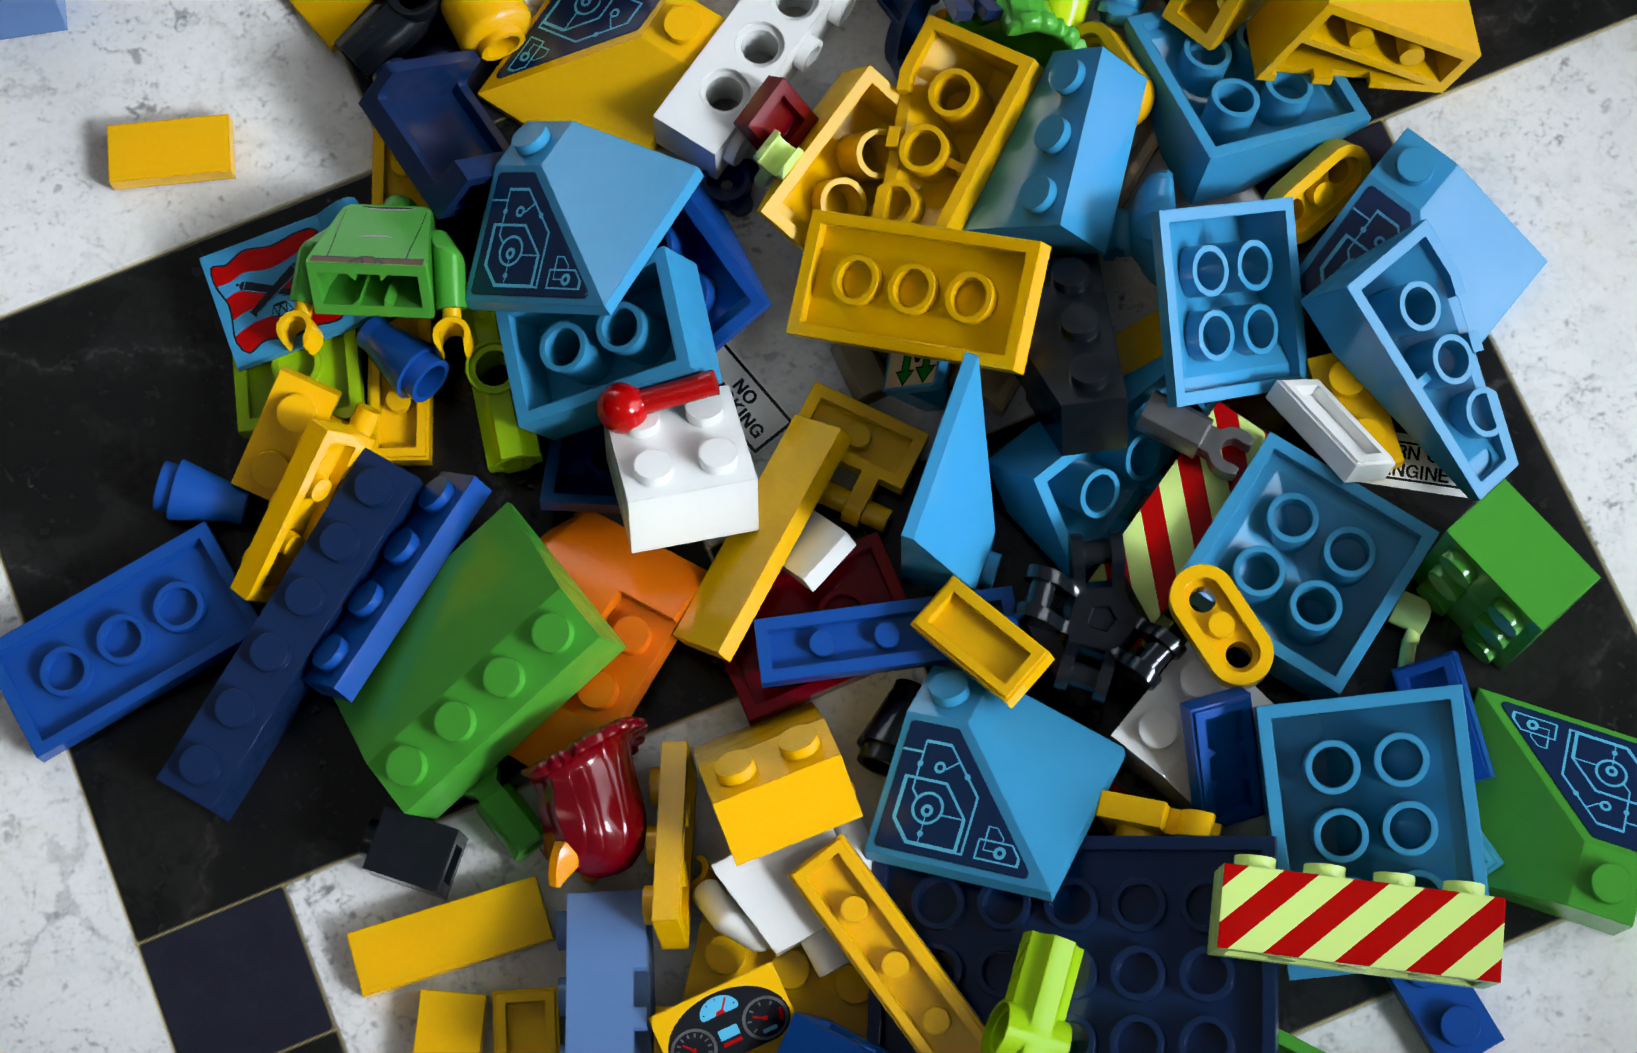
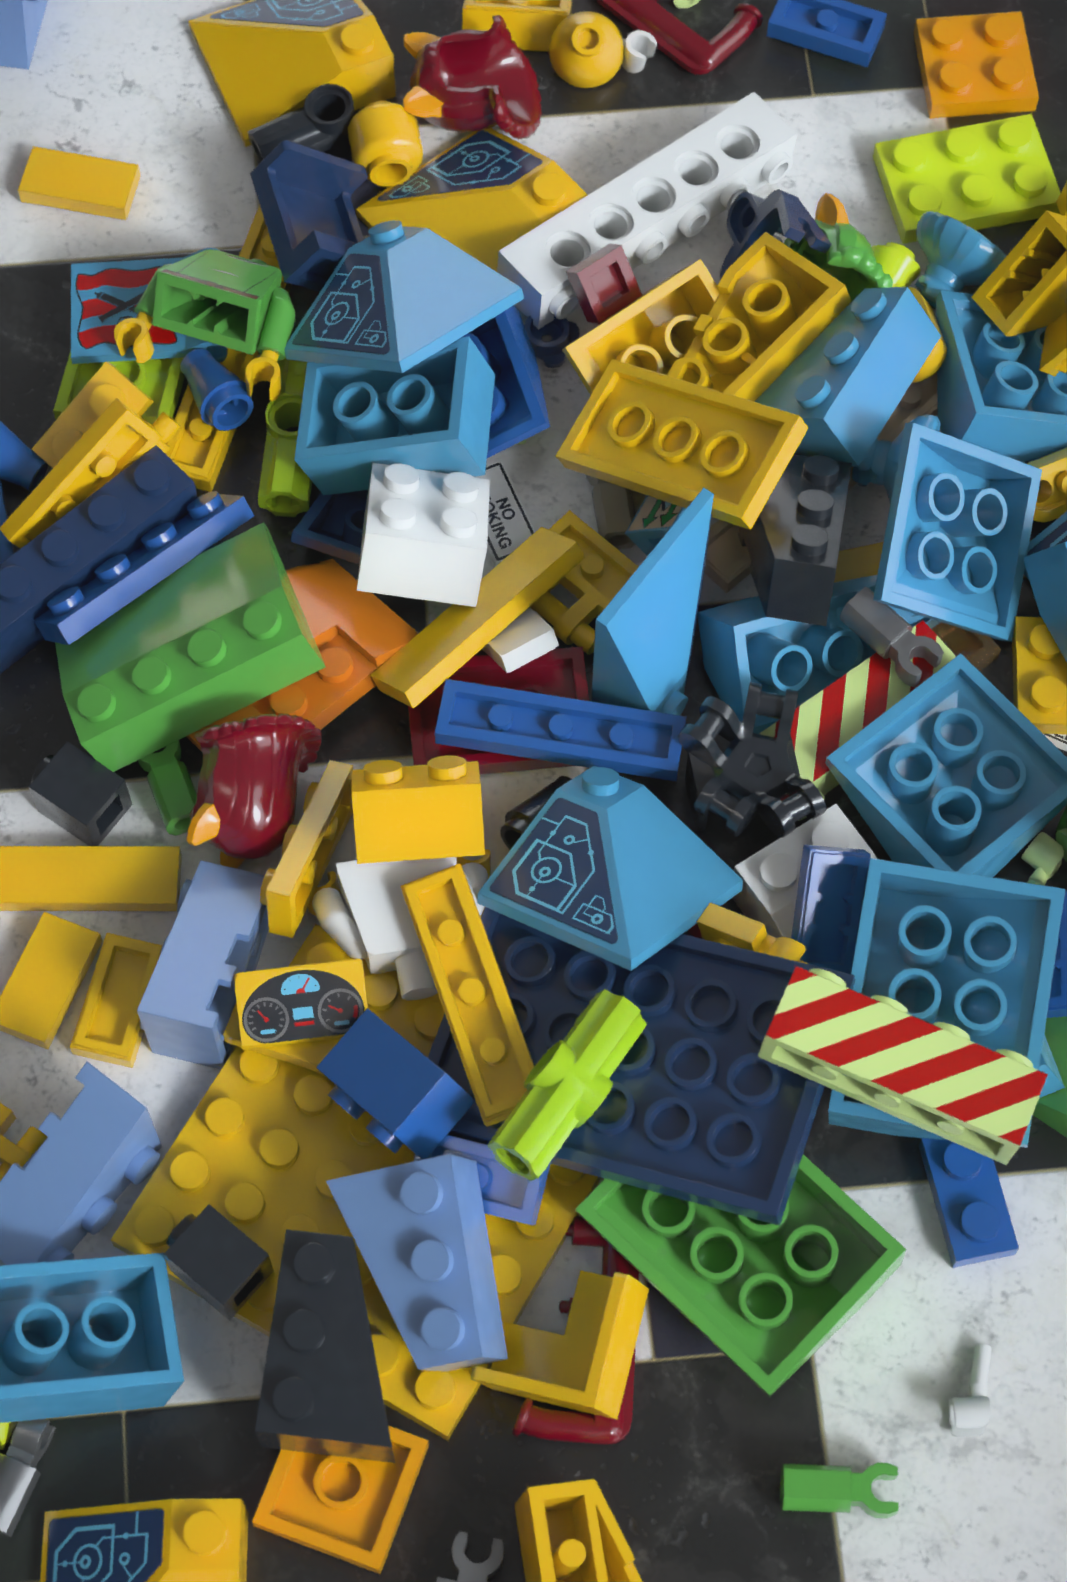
camera: 10 degrees right, 10 degrees down
(626, 407) = (392, 461): red bar -> none
(775, 159) = (592, 311): yellowish green hand -> none
(982, 642) = (643, 748): yellow tile -> none
(1224, 626) = (863, 798): yellow plate -> none
(1331, 430) = (1017, 672): white tile -> none

